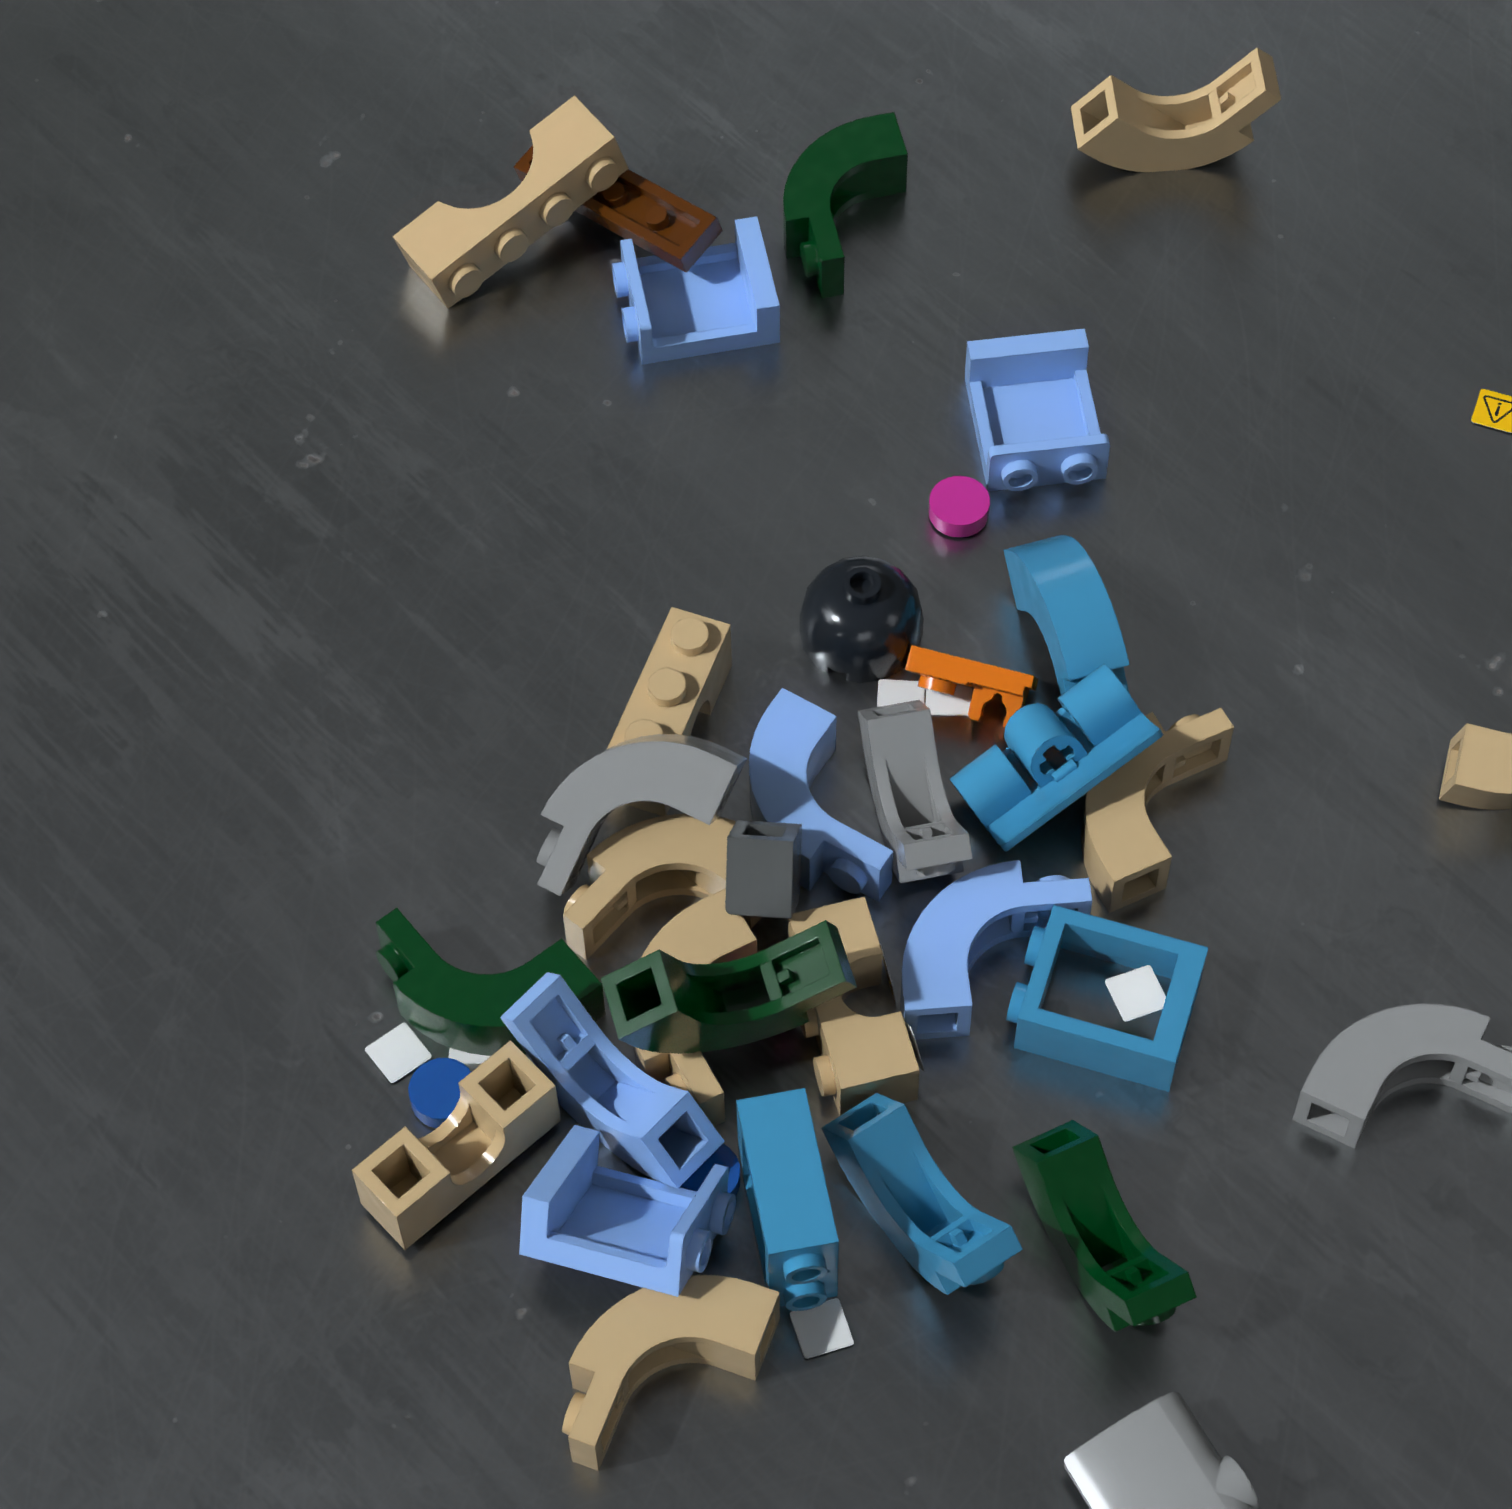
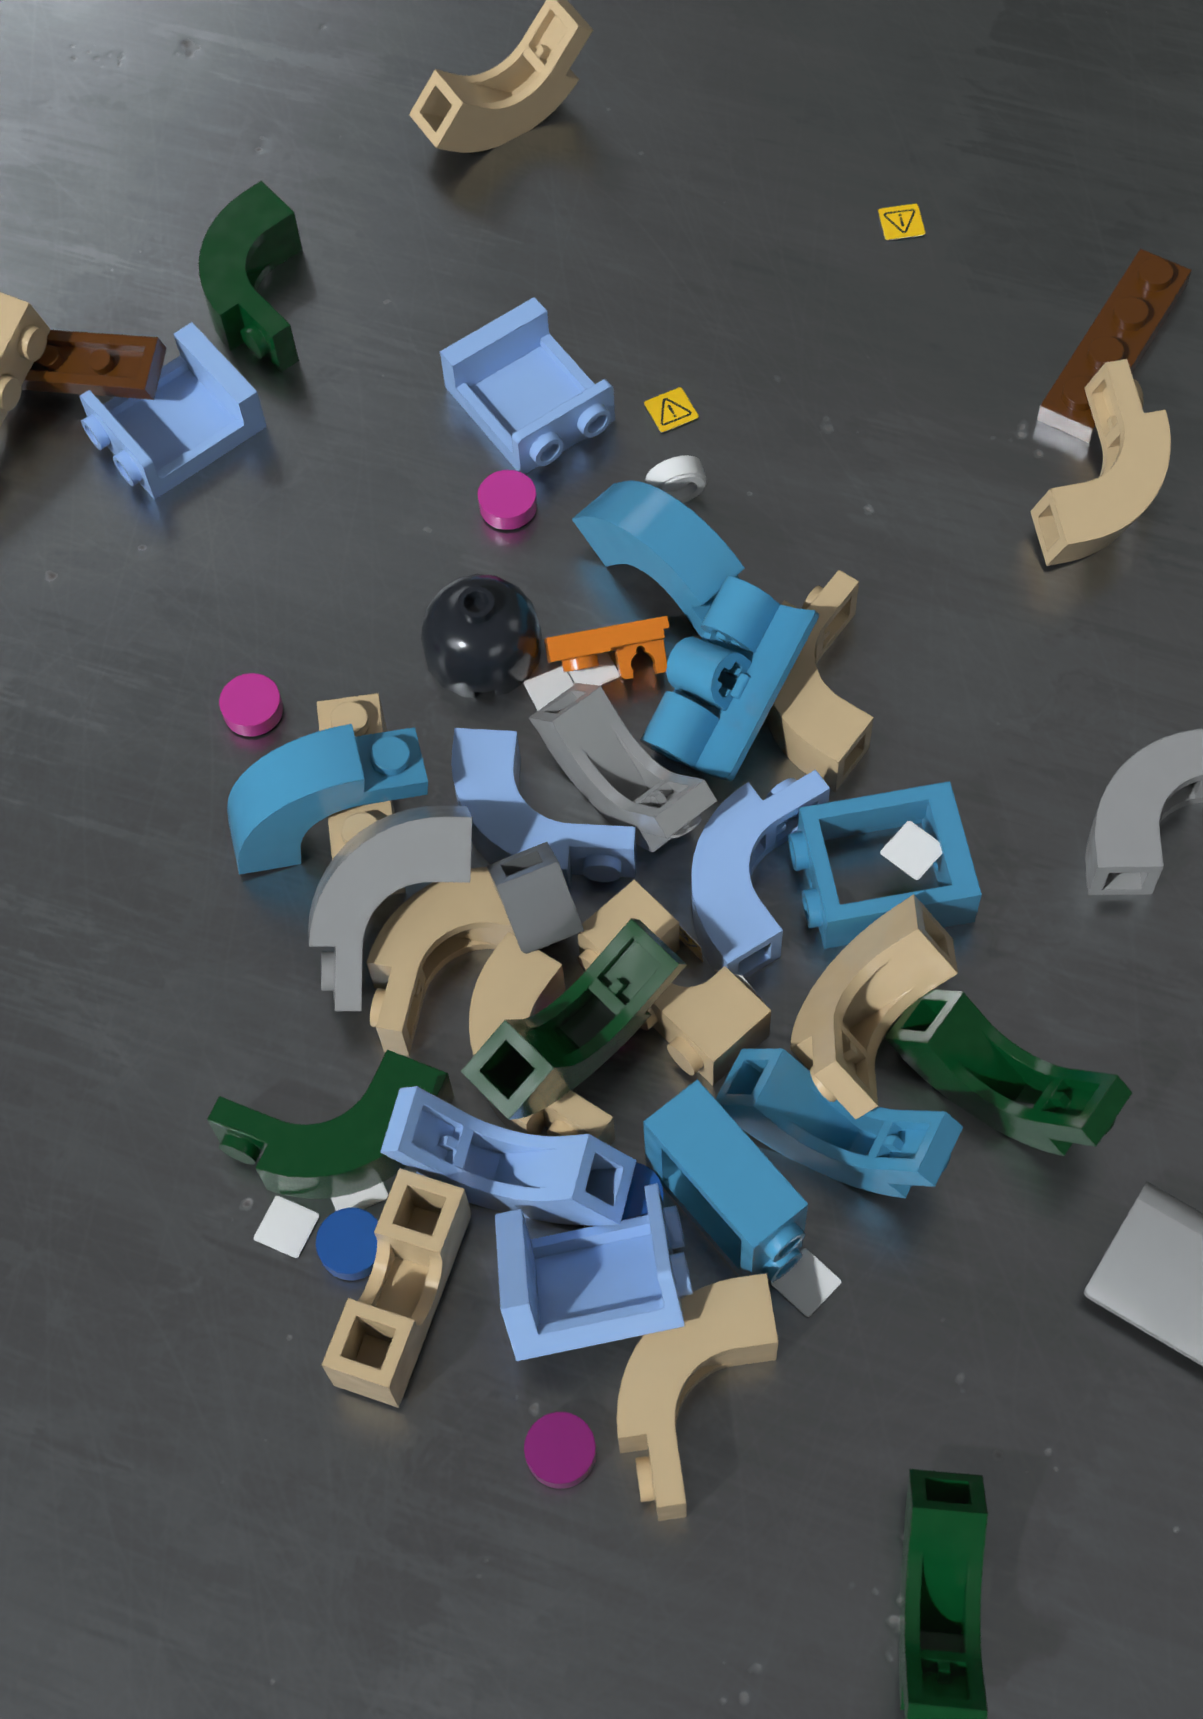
camera: 25 degrees left, 5 degrees up
(521, 1356) = (560, 1450): none -> magenta tile
(622, 586) = (251, 704): none -> dark pink tile
(628, 672) = (313, 779): none -> dark azure arch
(1014, 1100) = (863, 995): none -> tan arch
(1124, 558) = (679, 476): none -> white tile
(1164, 491) = (671, 409): none -> yellow sticker

